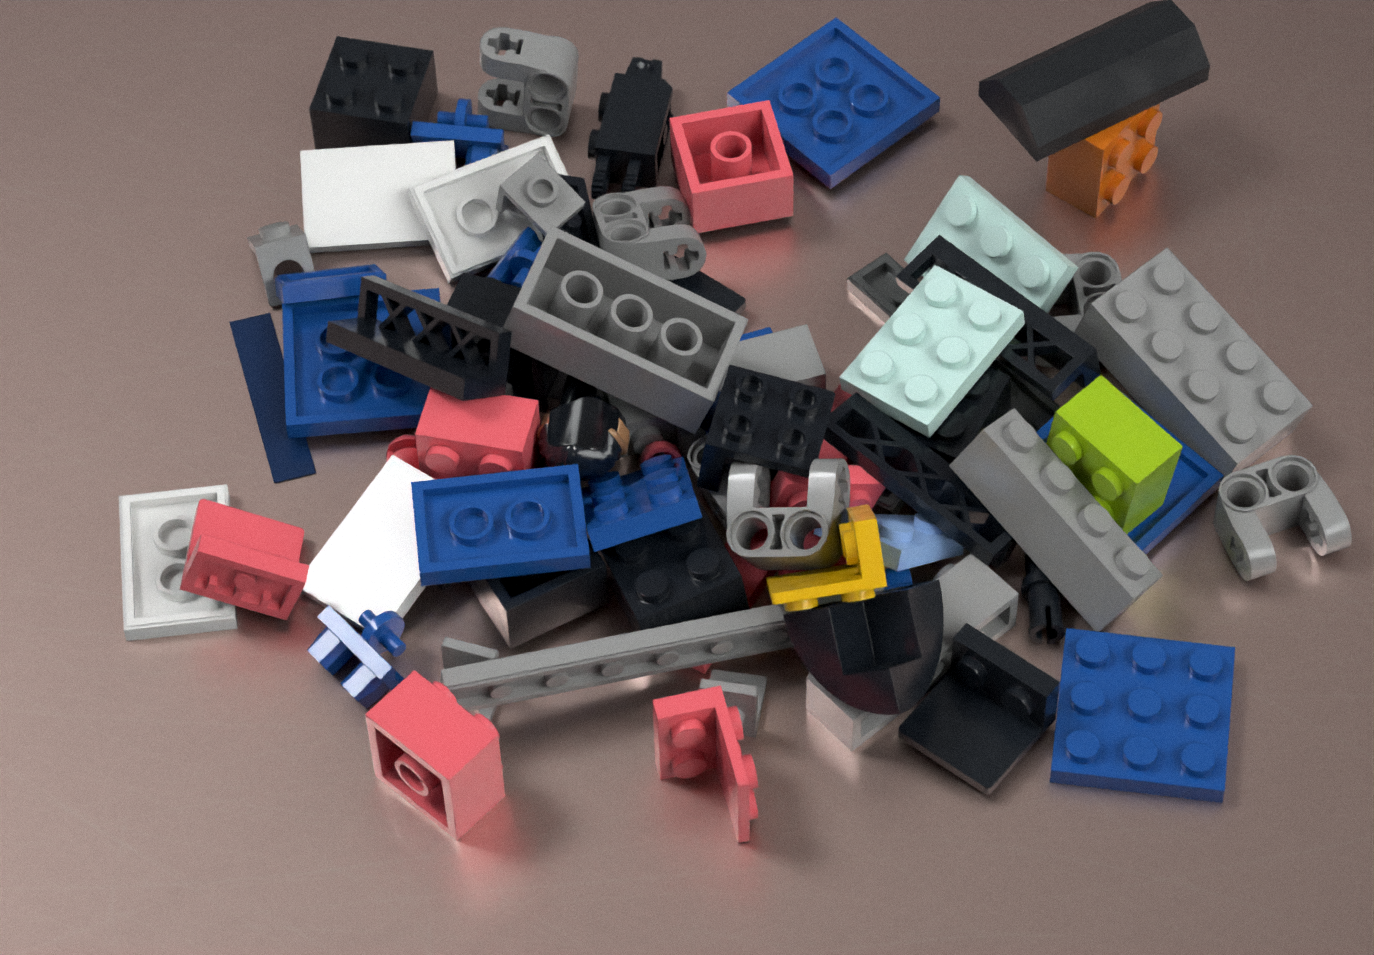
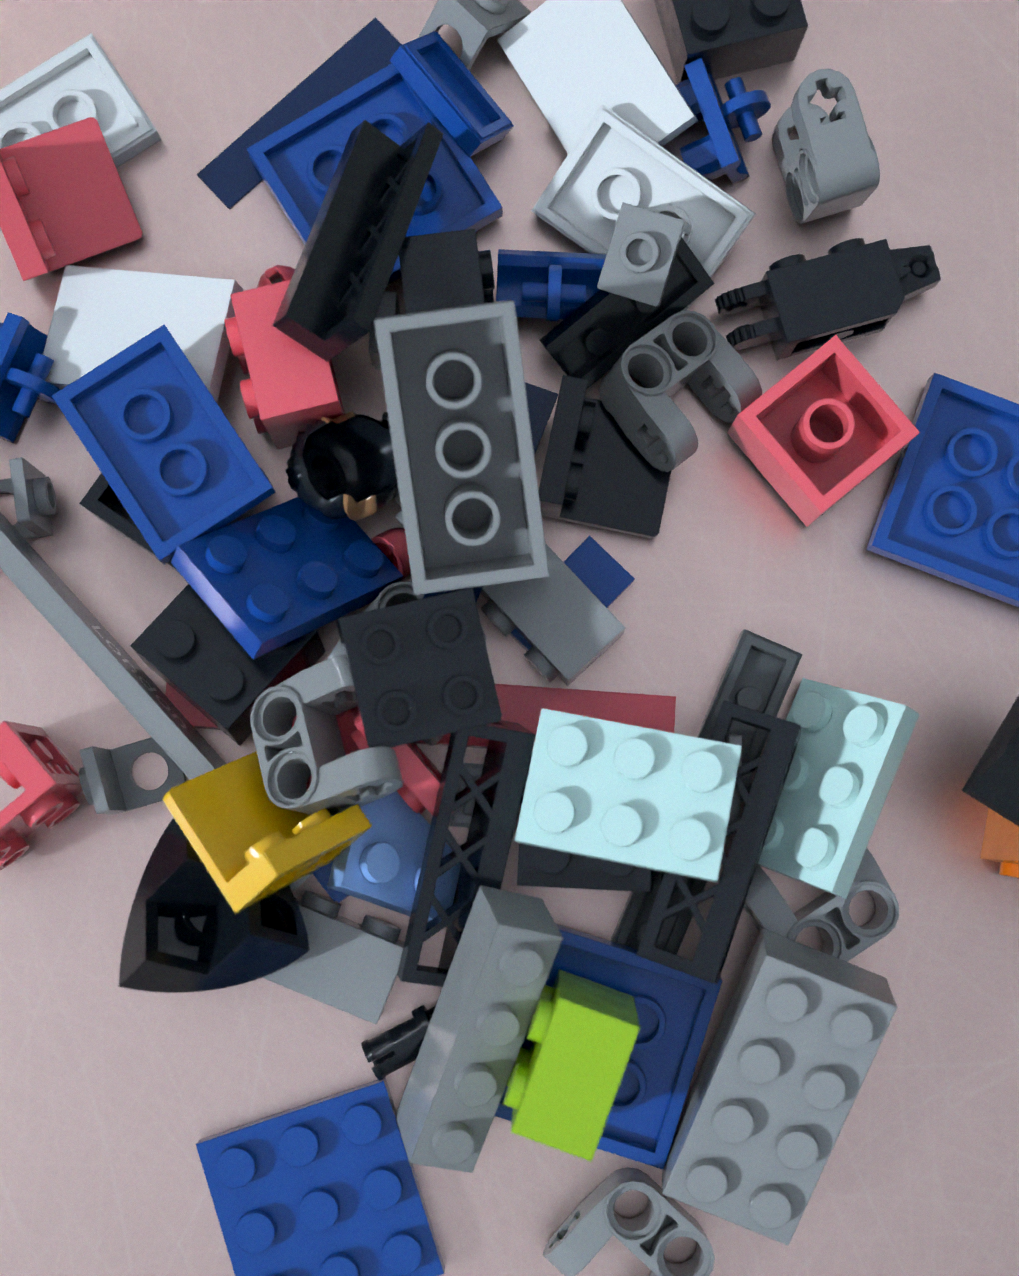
camera: 55 degrees right, 30 degrees up
(982, 711) = (224, 1048): black bracket -> none

